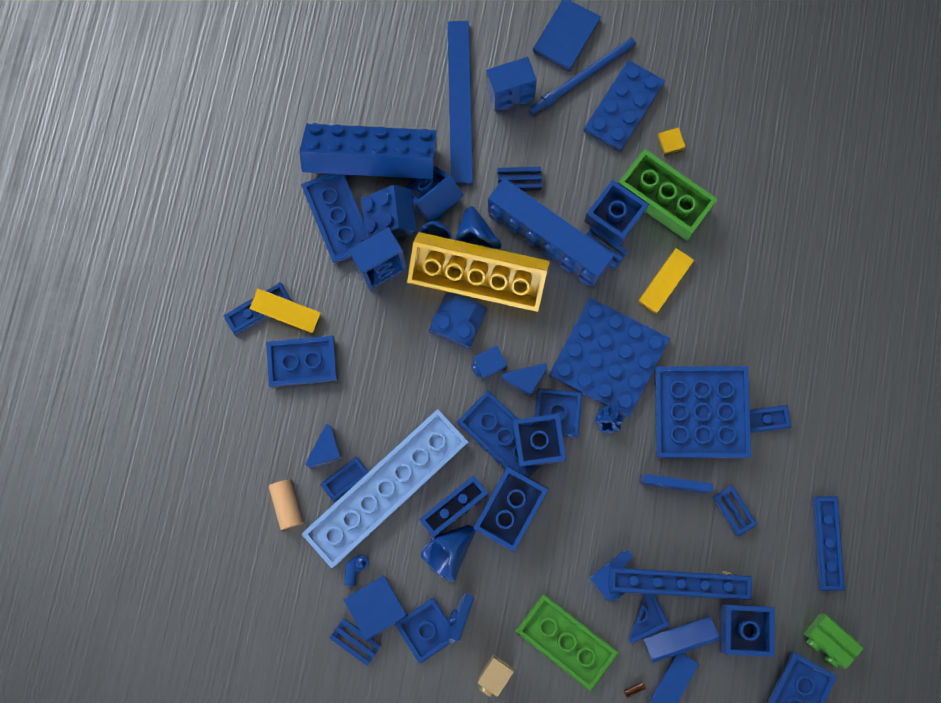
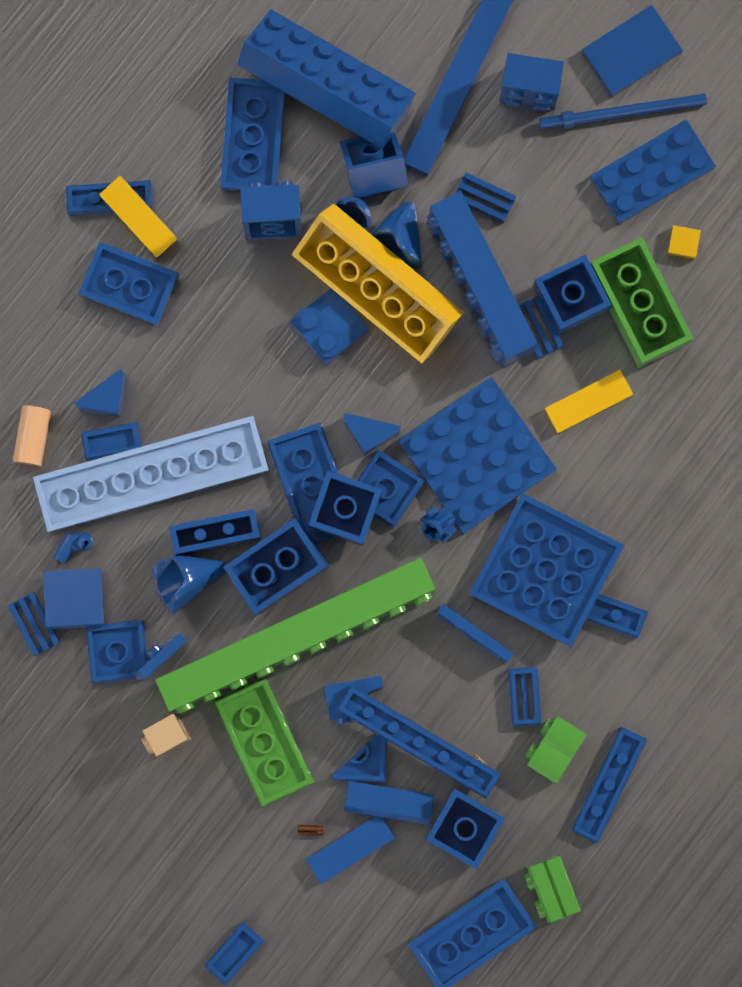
camera: 20 degrees right, 5 degrees up
(389, 208) = (312, 164): blue brick -> none
(489, 363) = (337, 393): blue brick -> none
(551, 552) = (295, 636): none -> bright green brick
(778, 537) = (555, 749): none -> bright green brick

